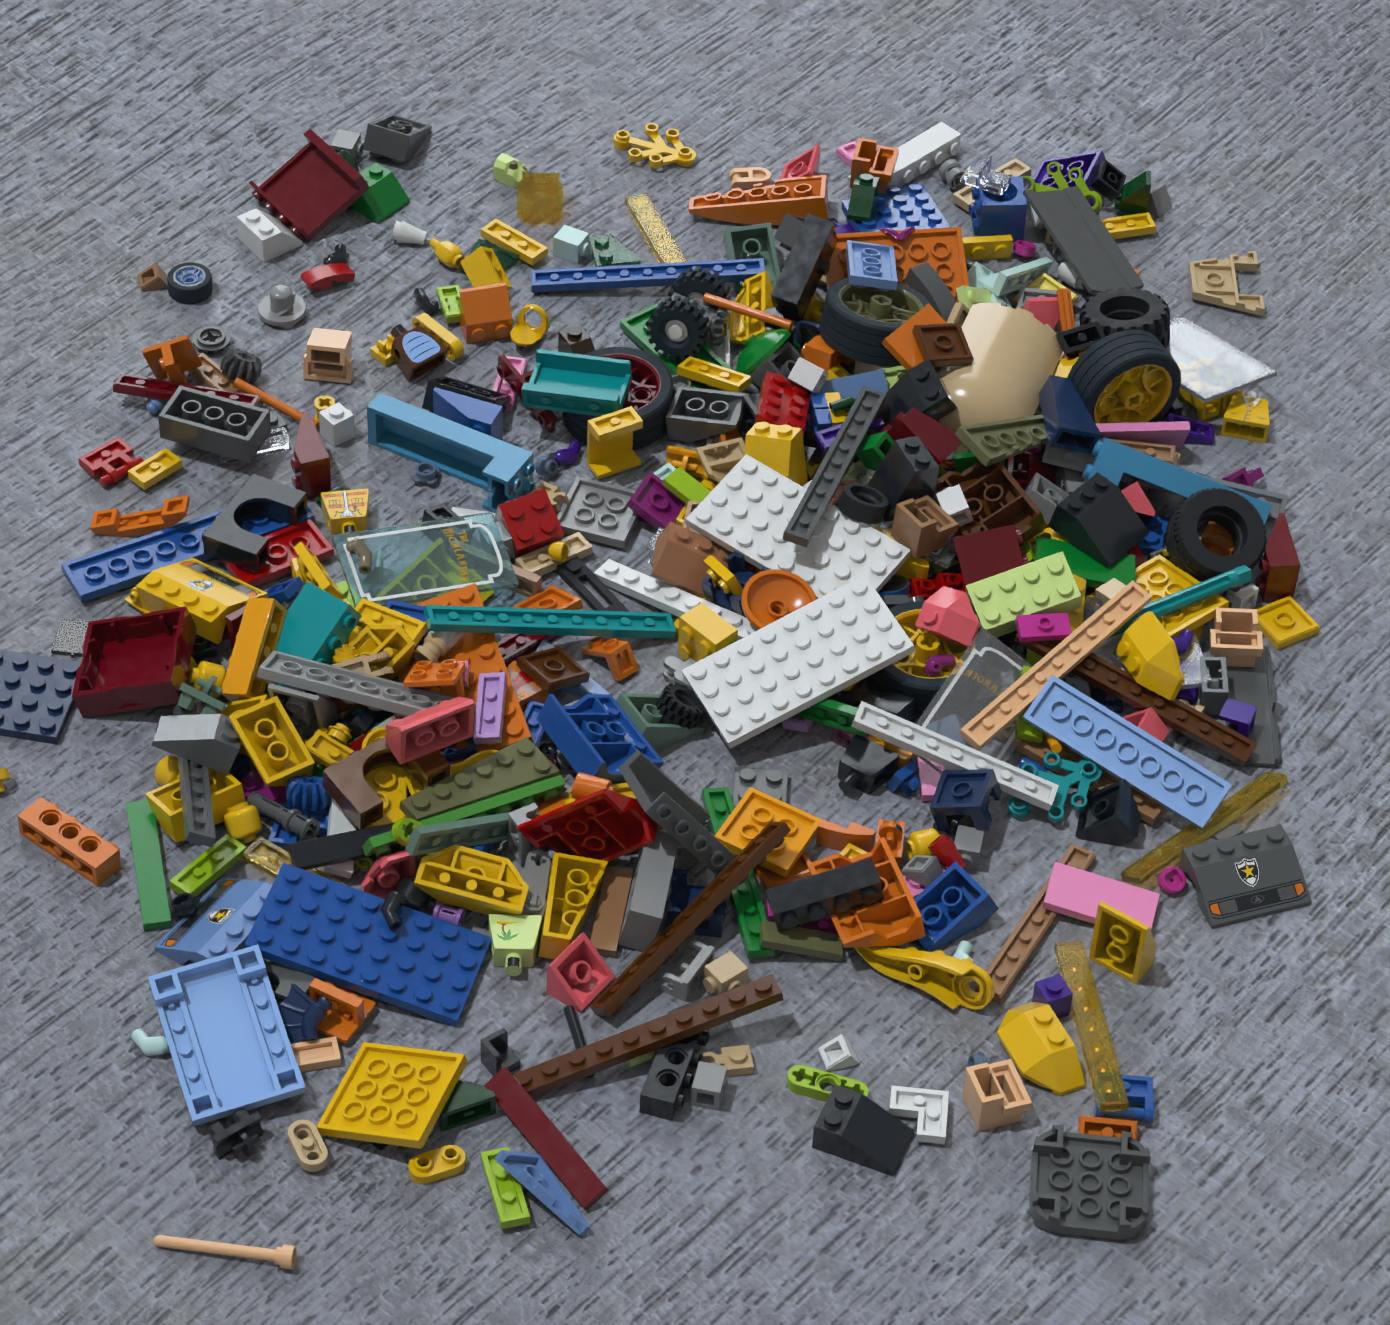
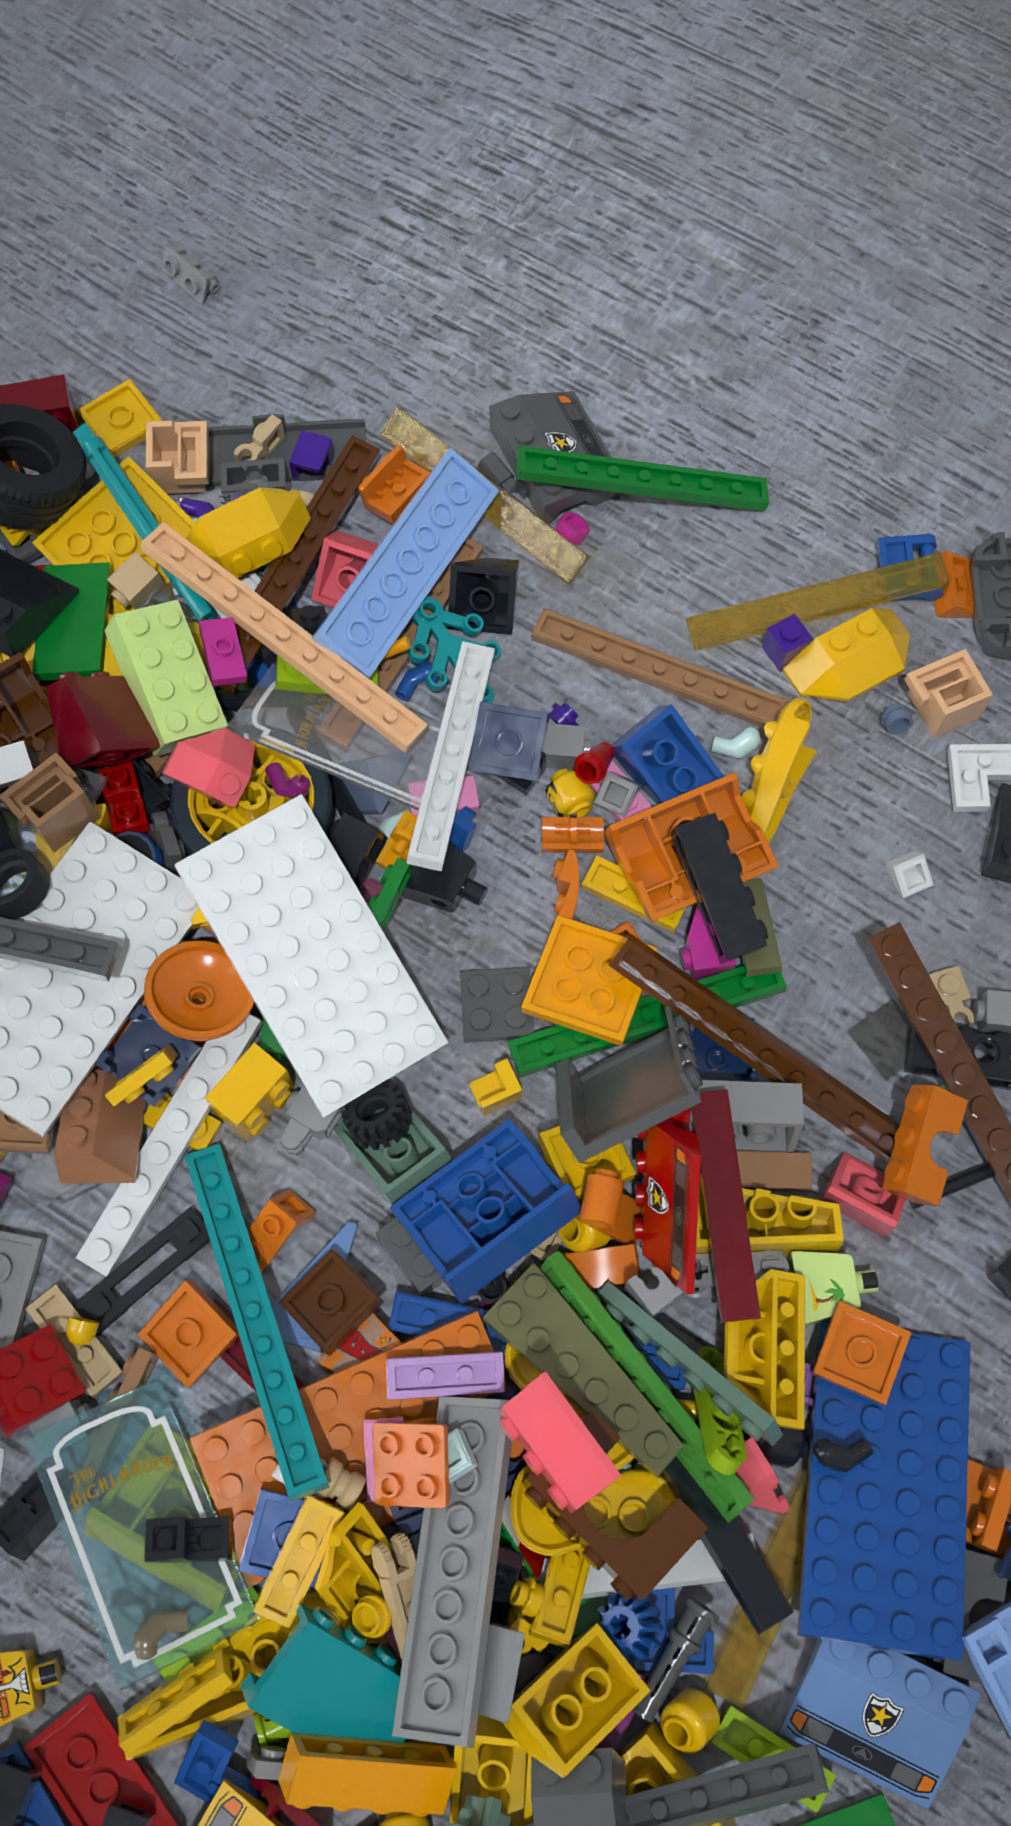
camera: 95 degrees left, 25 degrees up
(184, 905) = (852, 1788): black plate -> none
(412, 578) = (188, 1539): none -> black slope
(434, 694) = (459, 1455): none -> light aqua tile
(460, 938) = (861, 1353): none -> orange tile
(577, 855) = (725, 1208): none -> dark red tile
(585, 987) = (911, 1168): none -> orange arch
(688, 971) = (830, 1054): light grey hinge -> none
(693, 781) = (496, 1088): none -> yellow panel
(725, 974) = (829, 1012): tan brick -> none
(820, 1077) = (974, 870): lime beam -> none
(994, 852) = (563, 714): none -> dark purple plate
(1079, 893) = (621, 599): bright pink tile -> none
(1122, 943) = (701, 564): yellow slope -> none
(1207, 915) = (641, 478): none -> green plate
(1219, 763) = (392, 485): none -> orange bracket
(1252, 692) = (266, 439): none -> tan plate

